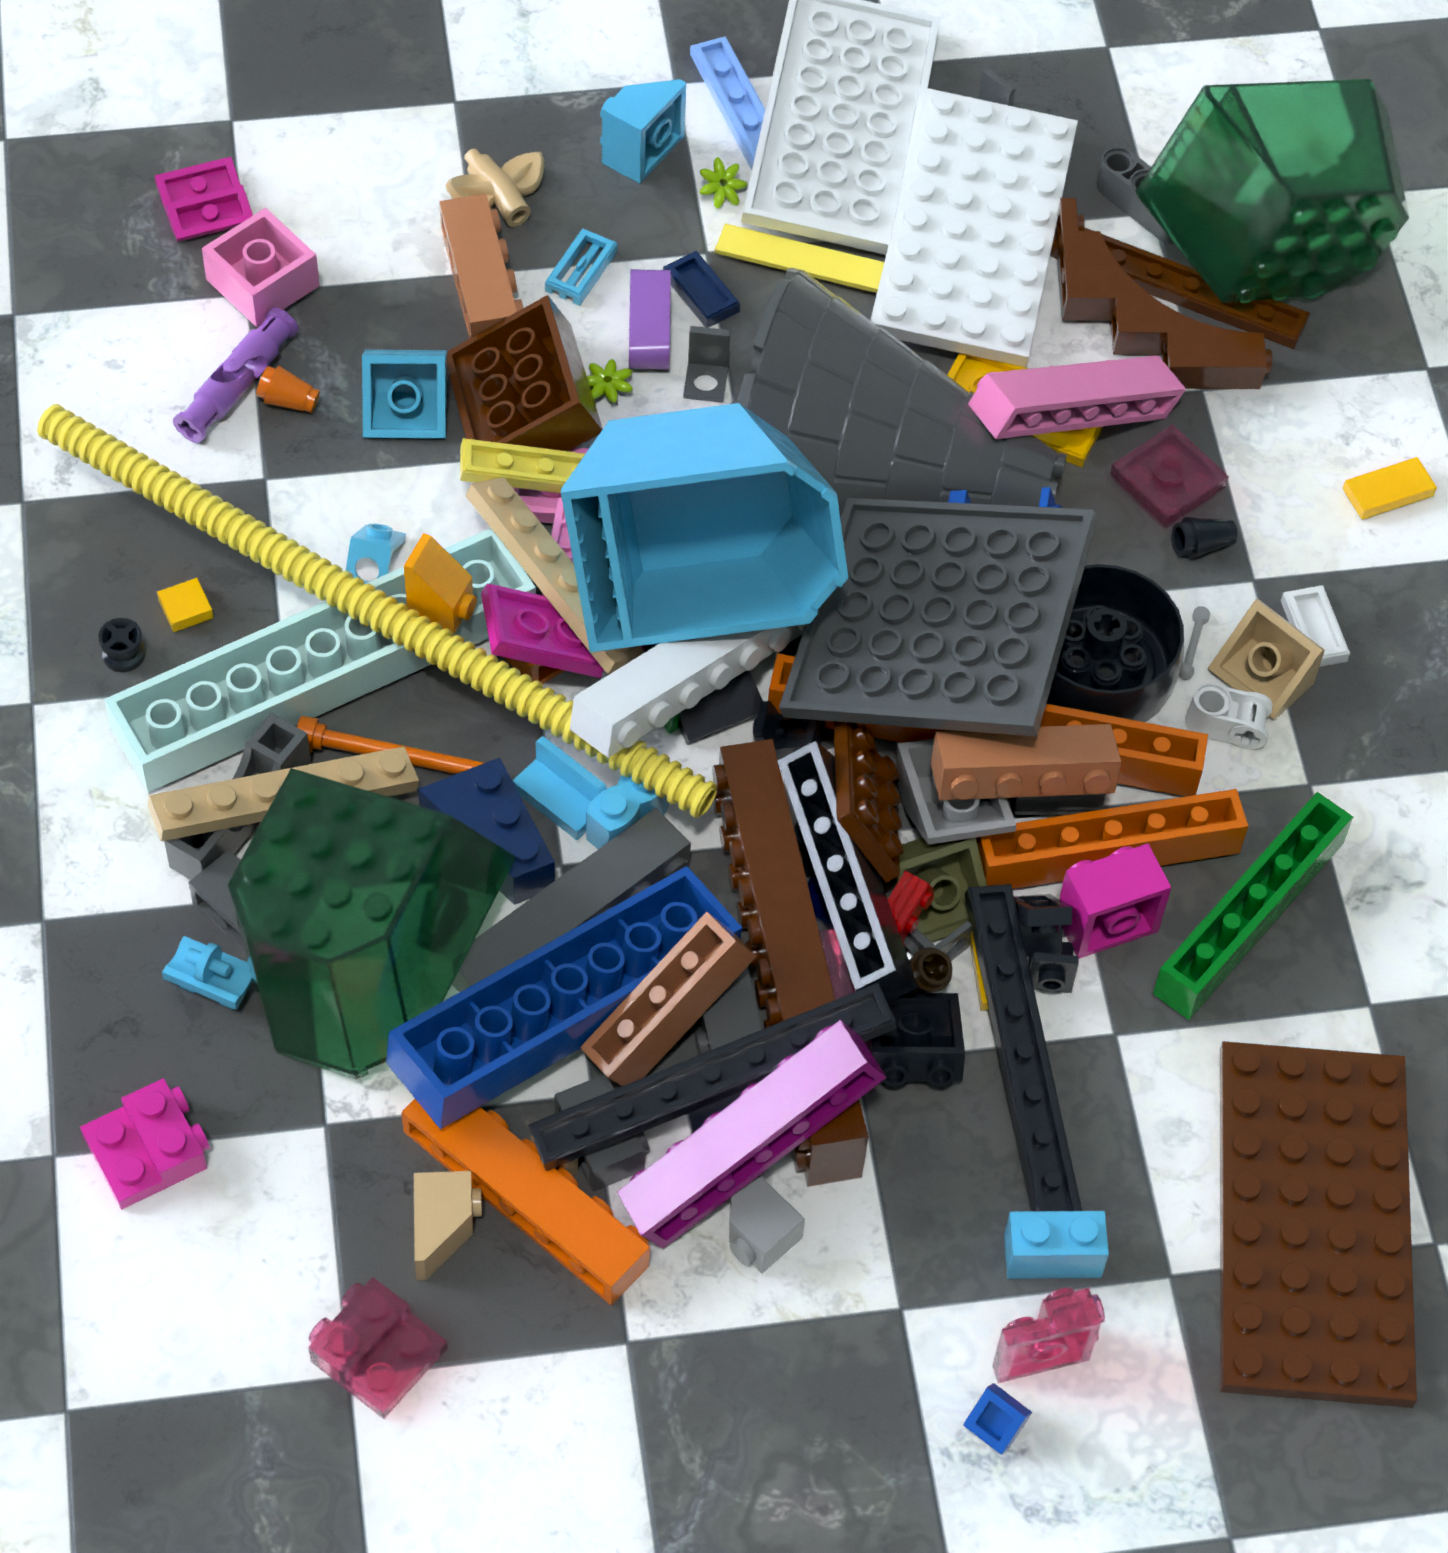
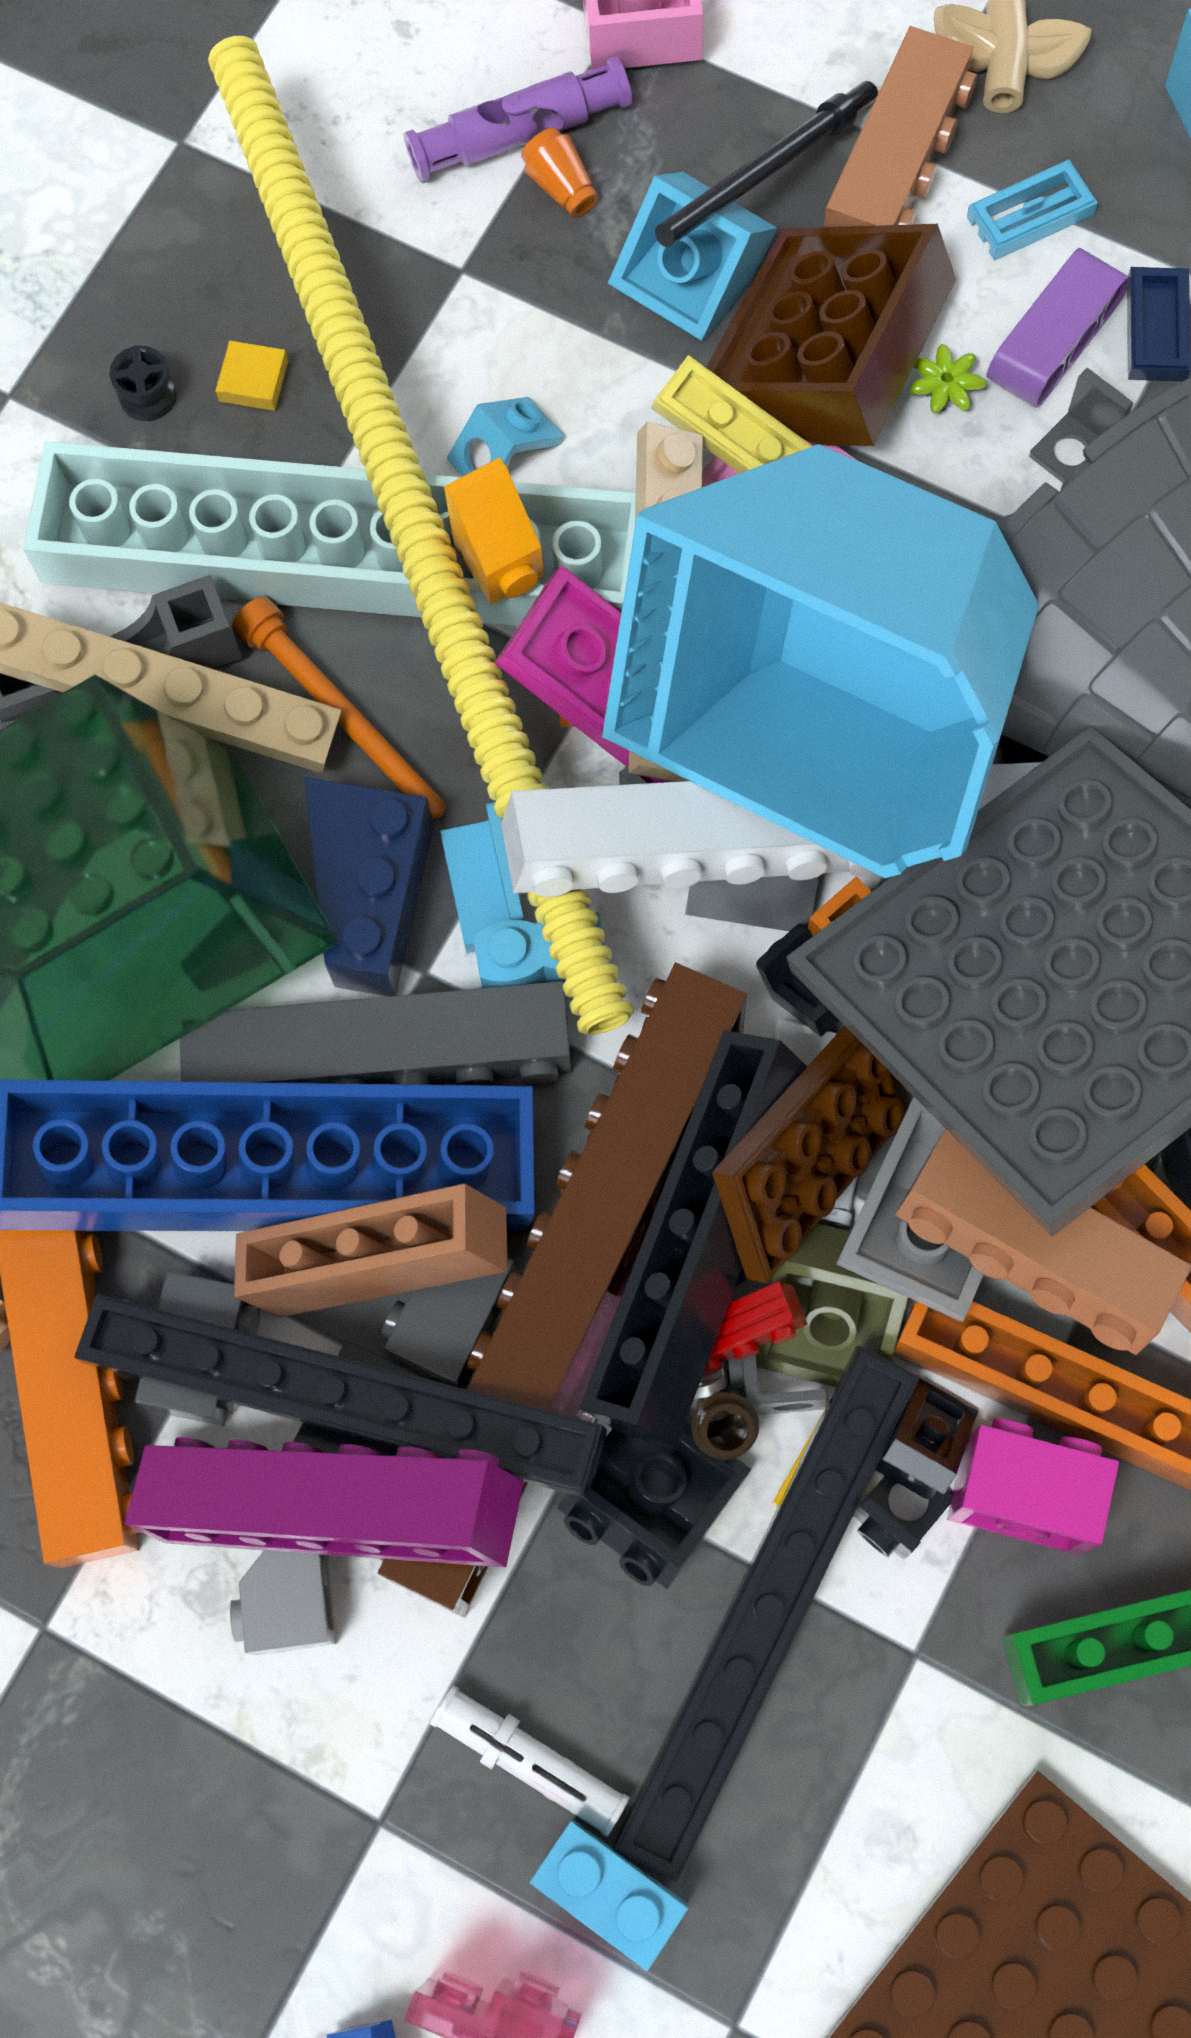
camera: 45 degrees right, 15 degrees up
(428, 276) = (830, 119): none -> black bar
(954, 1215) = (460, 1716): none -> white pin

